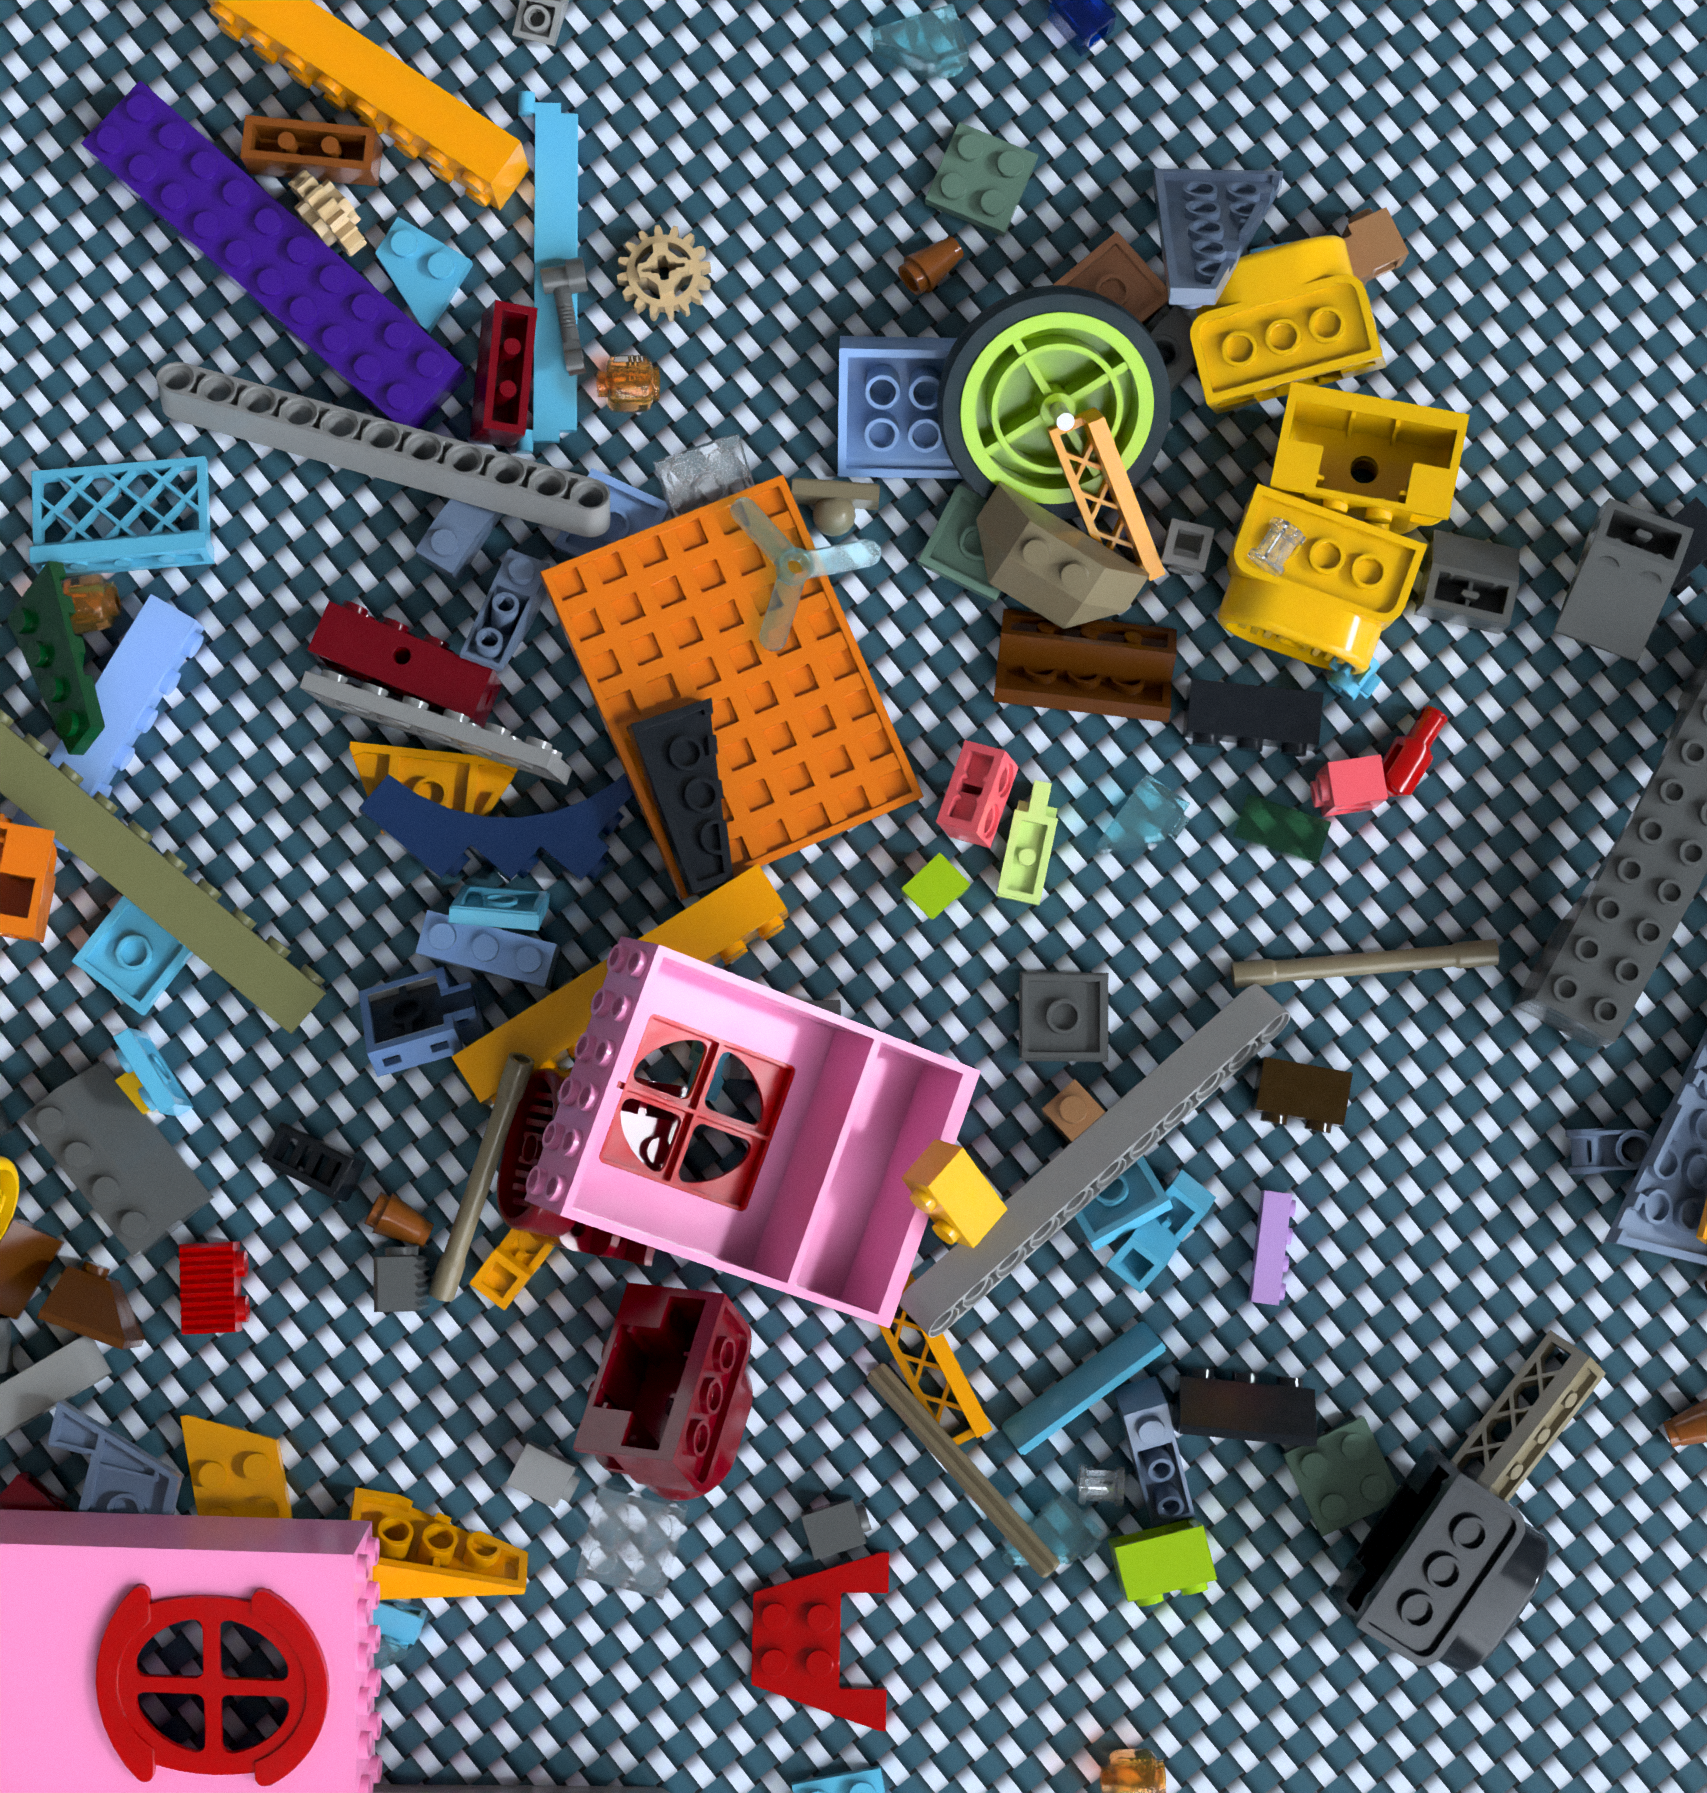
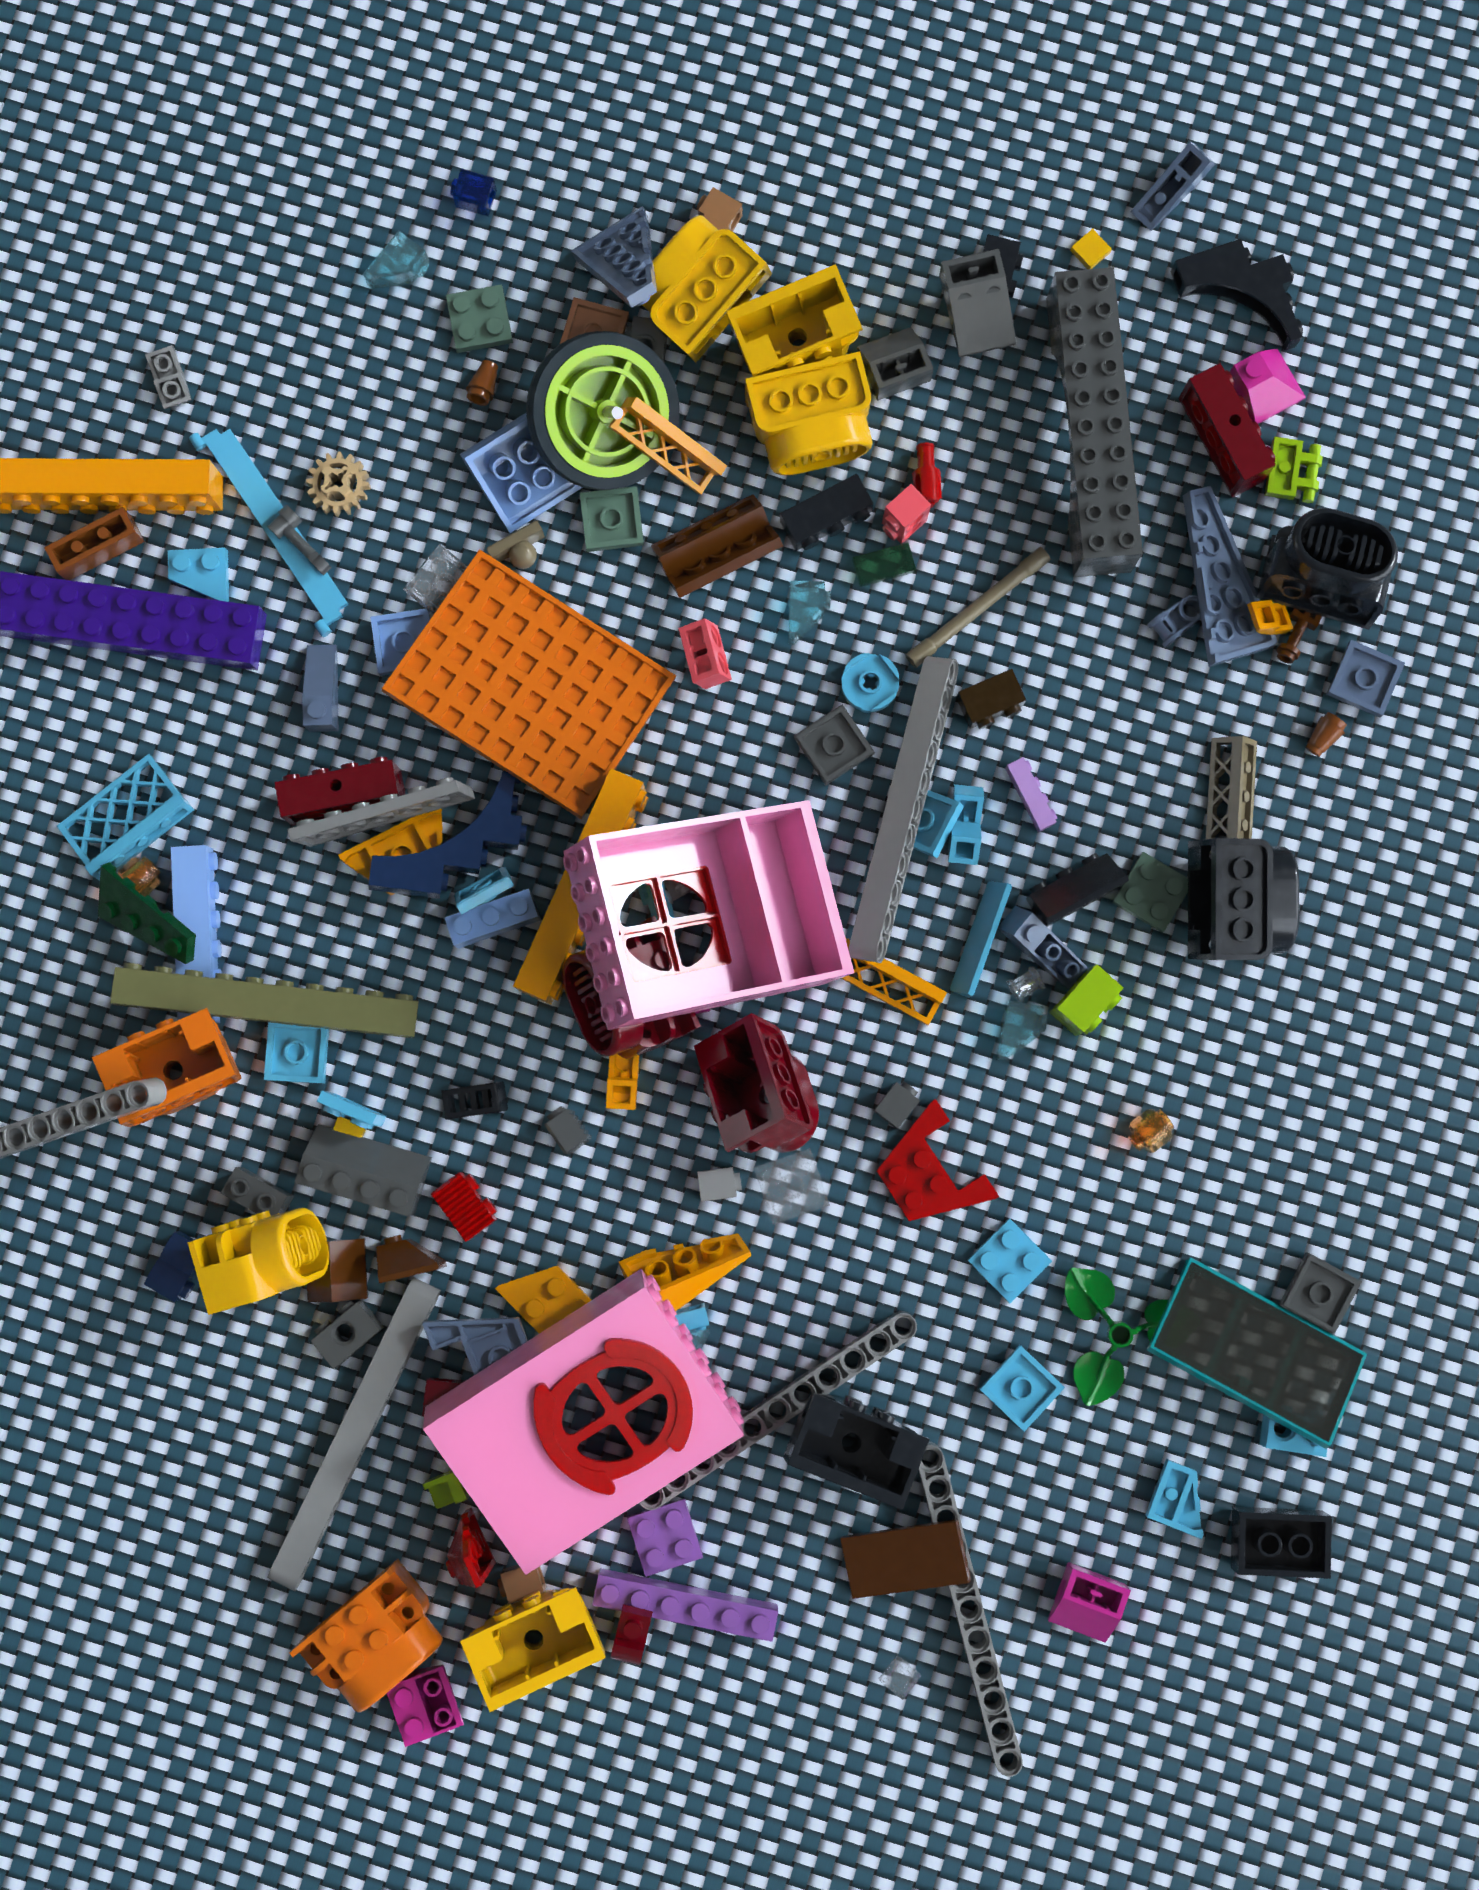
camera: 30 degrees left, 0 degrees up
(327, 213) = (127, 571): tan gear -> none
(384, 449) = (247, 681): light grey beam -> none
(398, 1220) = (542, 1100): dark orange cone -> none
(418, 1020) = (480, 982): piece -> none
(503, 373) = (286, 597): dark red brick -> none
(506, 611) = (377, 723): sand blue slope -> none
(509, 1094) = (588, 1101): dark tan piece -> none
(629, 383) = (359, 557): clear orange head -> none
(683, 780) = (533, 746): black wing -> none
(788, 584) = (523, 606): clear light blue piece -> none
(935, 886) = (716, 719): lime panel -> none
(953, 1194) = (840, 875): yellow brick -> none
(963, 1470) = (946, 1025): dark tan axle -> none
(1028, 847) = (752, 665): yellowish green hinge -> none
(1052, 562) = (661, 500): dark tan wedge -> none
(1072, 1111) = (873, 791): medium nougat brick -> none
(1145, 987) = (872, 666): none -> medium azure plate
(1186, 547) = (728, 443): light grey brick -> none
(1276, 546) = (778, 404): clear bush -> none
(1352, 685) = (869, 460): medium azure gear -> none

